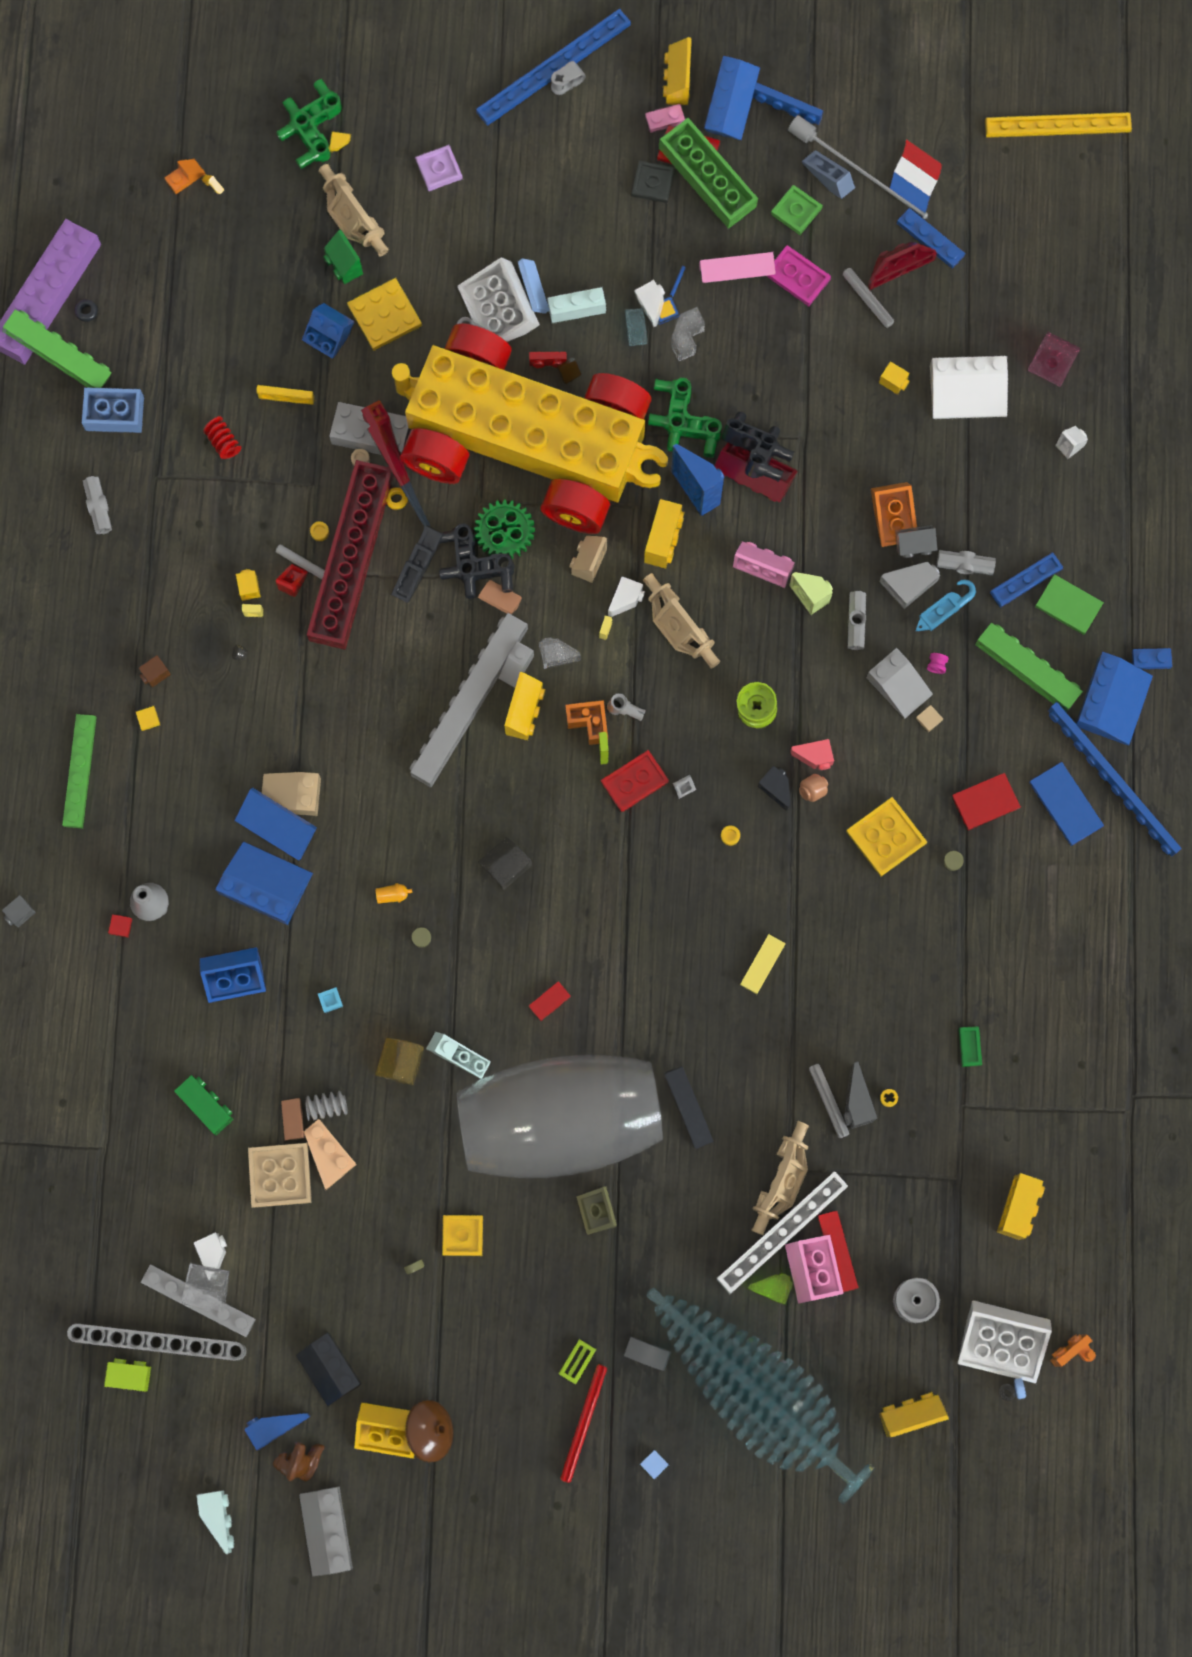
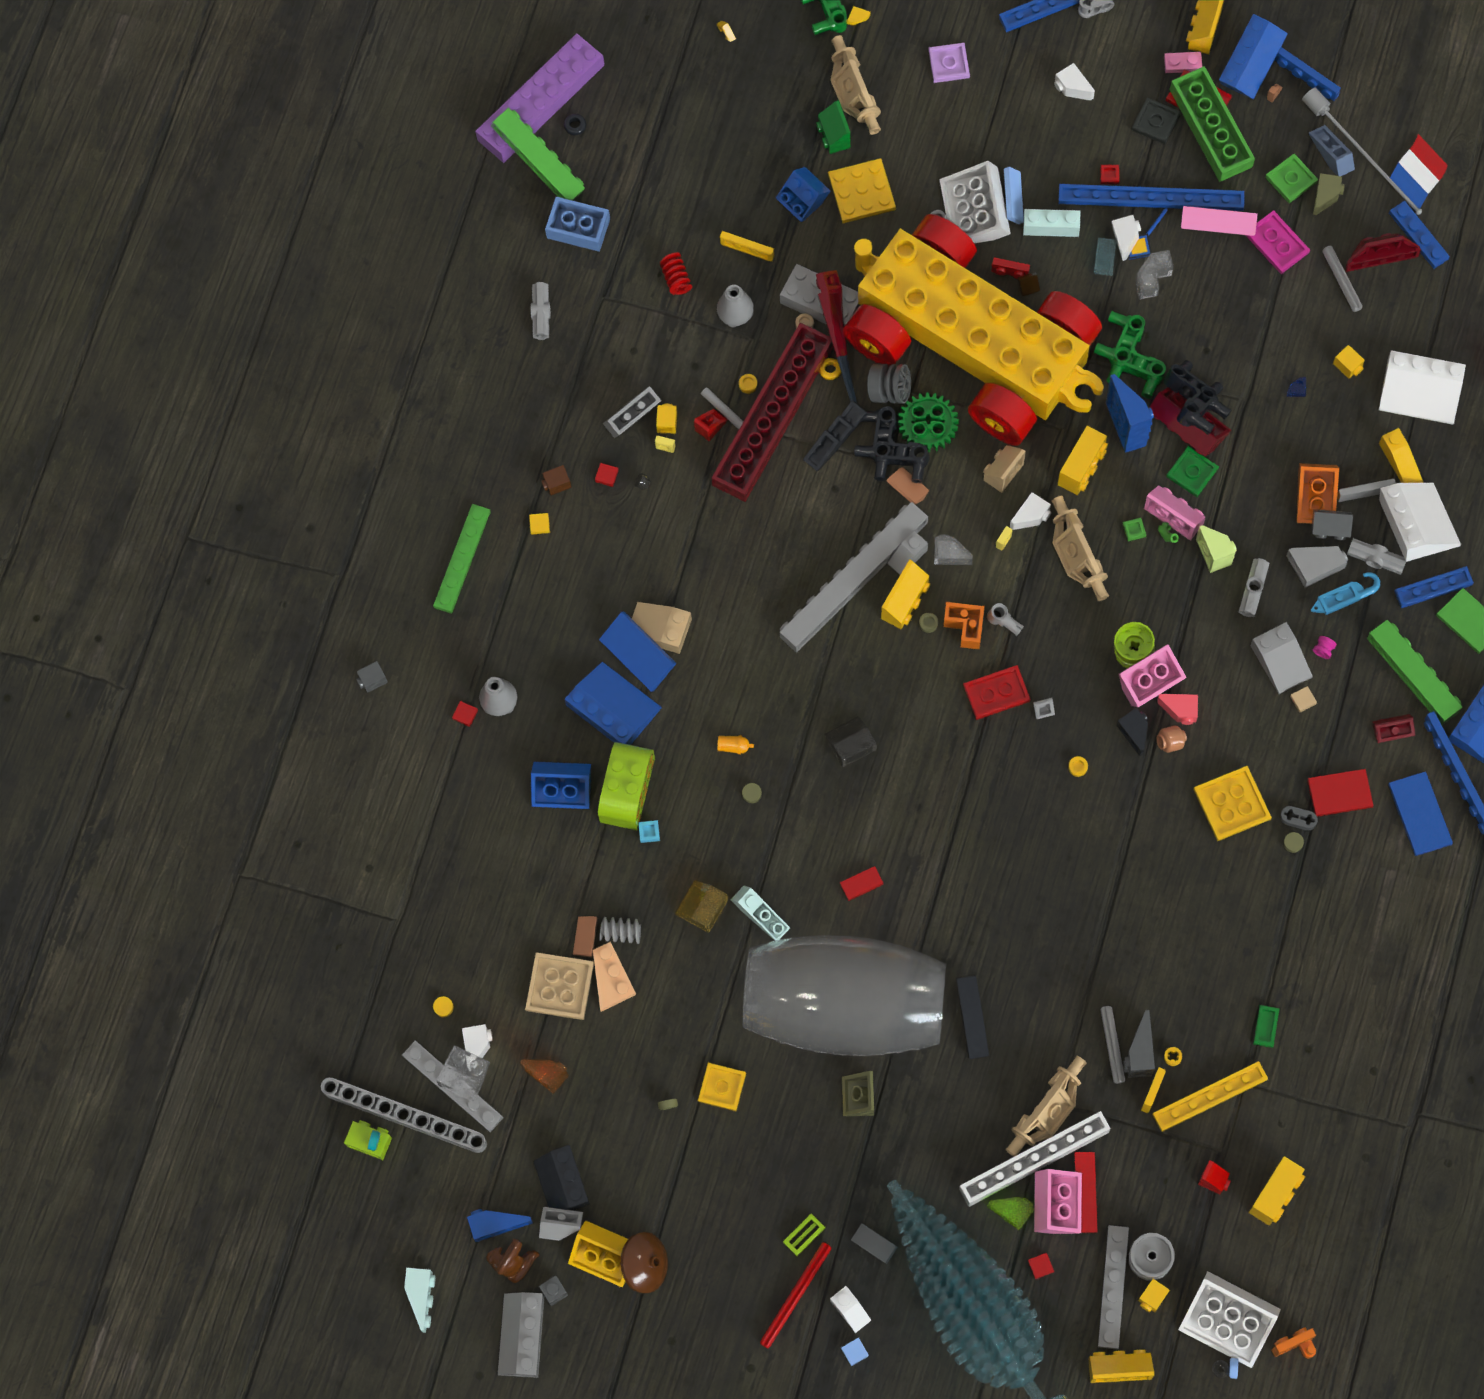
camera: 20 degrees right, 5 degrees down
(133, 1377) = (374, 1139): none -> teal tile
(169, 1223) = (443, 1006): none -> yellow tile
(186, 174) = (702, 16): orange slope -> none
(202, 654) = (606, 474): none -> red tile
(204, 1104) = (504, 901): green brick -> none
(212, 586) = (632, 412): none -> light grey brick
(288, 458) = (734, 306): none -> light grey cone
(288, 1265) = (546, 1072): none -> clear orange slope
(296, 961) = (625, 785): none -> lime brick
(336, 1412) = (559, 1223): none -> light grey slope
(347, 1480) = (553, 1290): none -> dark grey brick
(457, 500) = (889, 383): none -> dark grey wheel
(552, 727) = (928, 622): none -> olive tile
(565, 162) = (1073, 83): none -> white slope
(603, 747) = (973, 651): lime tile -> none
(621, 244) = (1109, 174): none -> red tile
(640, 1424) = (850, 1309): none -> white slope
(666, 258) = (1150, 197): none -> blue plate
(728, 589) = (1134, 529): none -> bright green tile
(758, 130) = (1273, 92): none -> nougat tile
(762, 589) = (1167, 536): none -> bright green arm
(762, 964) = (1079, 897): light yellow tile -> none
(770, 519) = (1192, 471): none -> green tile
(780, 732) = (1151, 676): none -> bright pink slope
(812, 1334) = (1040, 1266): none -> red tile
(834, 215) = (1328, 192): none -> olive slope
(851, 414) = (1297, 388): none -> clear blue tile
(879, 1137) = (1153, 1090): none -> yellow tile
(886, 1338) = (1113, 1287): none -> light grey plate
(926, 1337) = (1153, 1296): none -> yellow brick
(934, 1129) = (1210, 1096): none -> yellow plate
(941, 500) = (1363, 490): none -> light grey tile
(956, 841) = (1297, 822): none -> dark grey beam
(957, 1208) = (1214, 1178): none -> red slope
(966, 461) = (1400, 457): none -> yellow slope
(996, 517) = (1418, 519): none -> white slope
(1021, 726) = (1394, 728): none -> dark red slope

